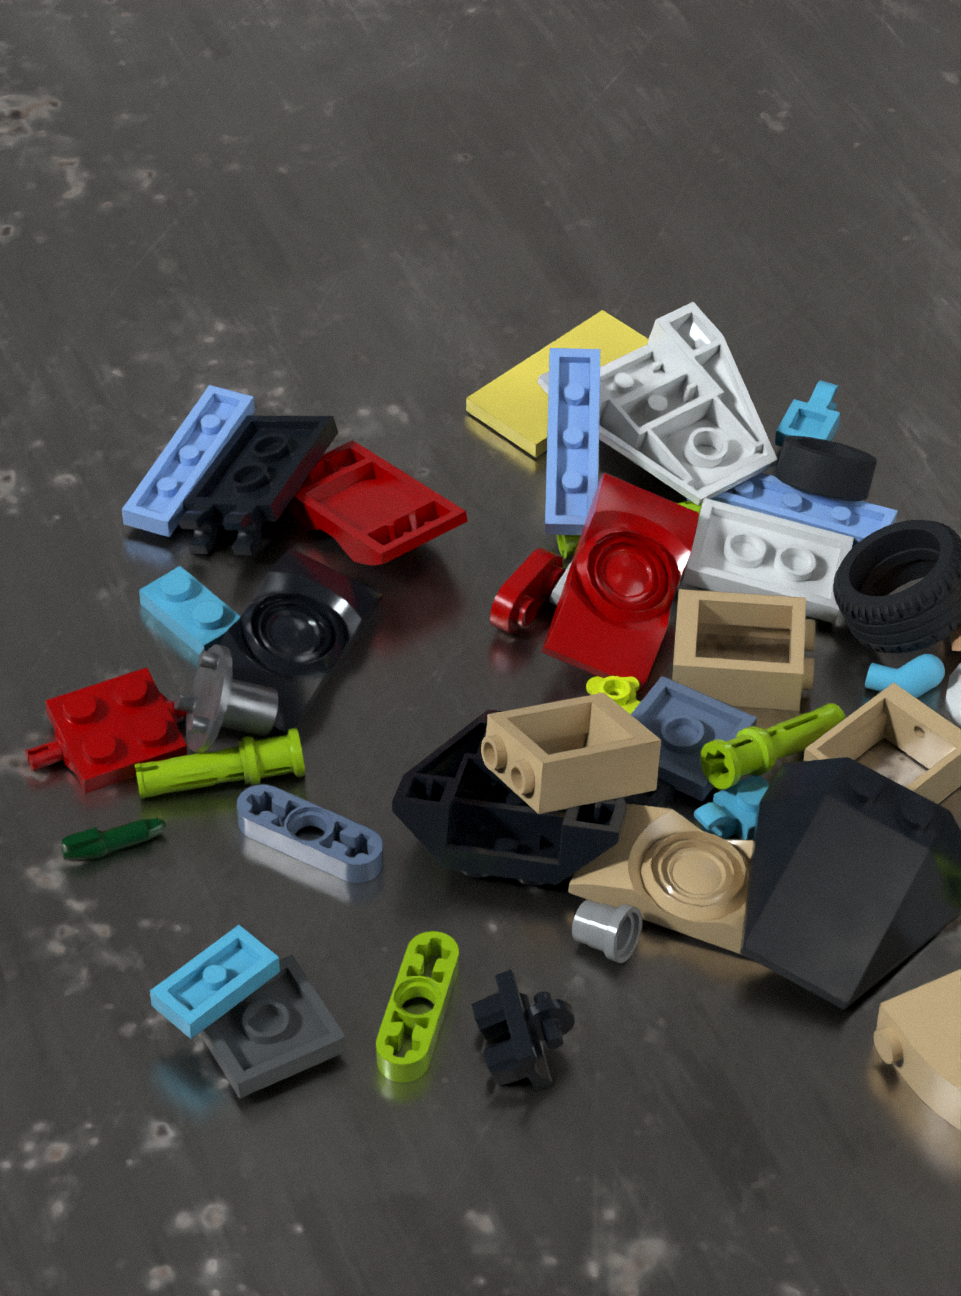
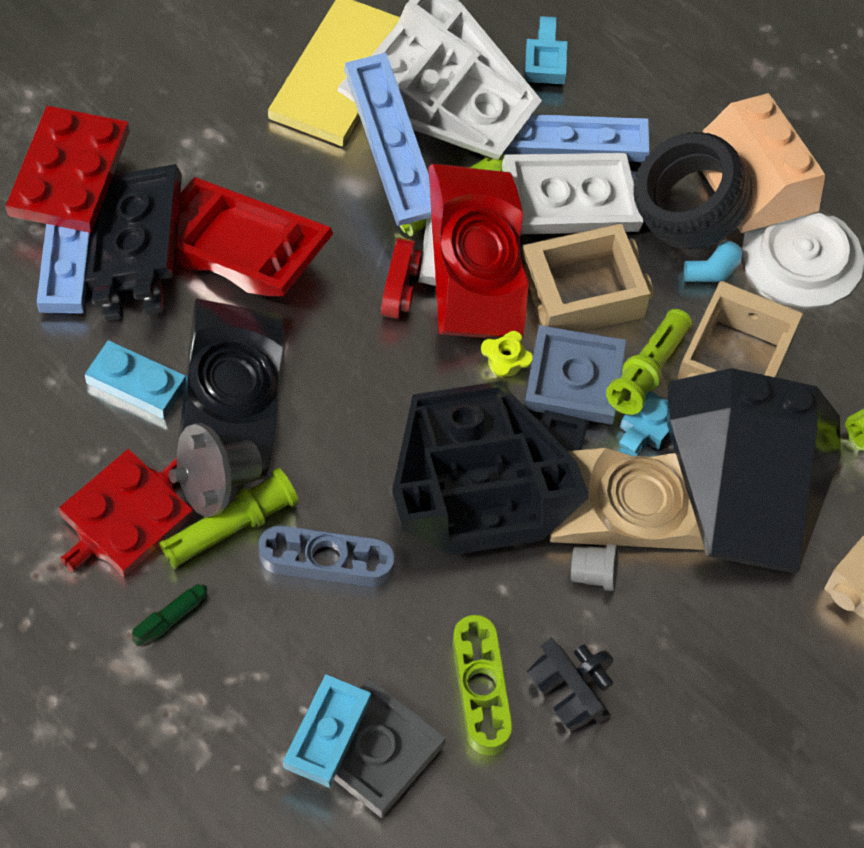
camera: 25 degrees left, 15 degrees up
(218, 394) = (68, 169): none -> red plate
(571, 752) = (553, 408): tan window -> none
(826, 468) = (581, 97): black tyre -> none

